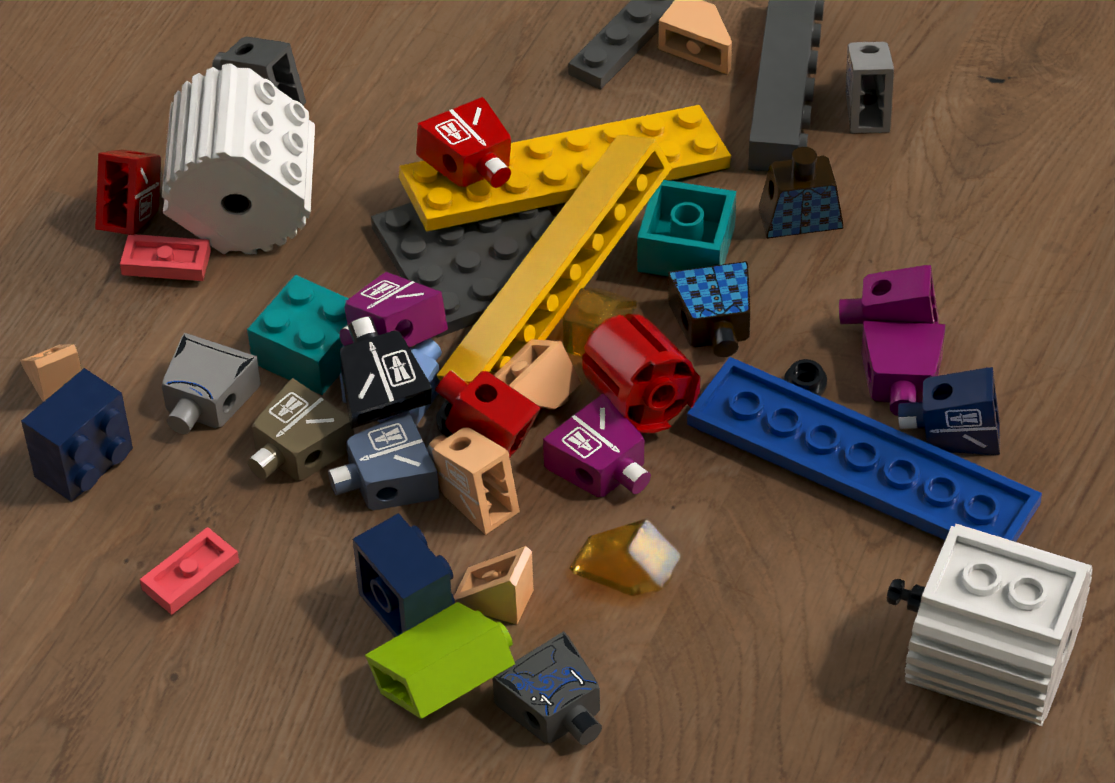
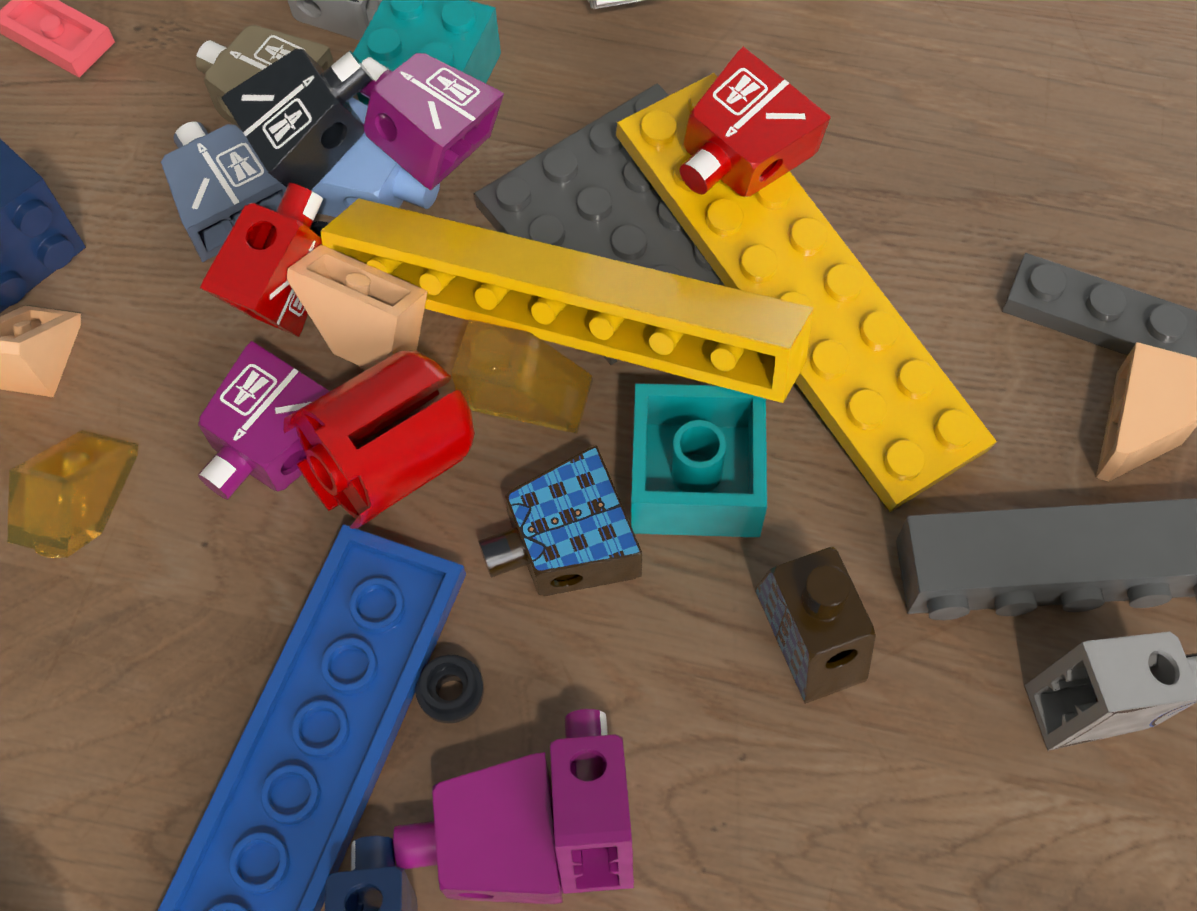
camera: 80 degrees right, 15 degrees up
(475, 477) = (168, 275): light nougat torso -> none

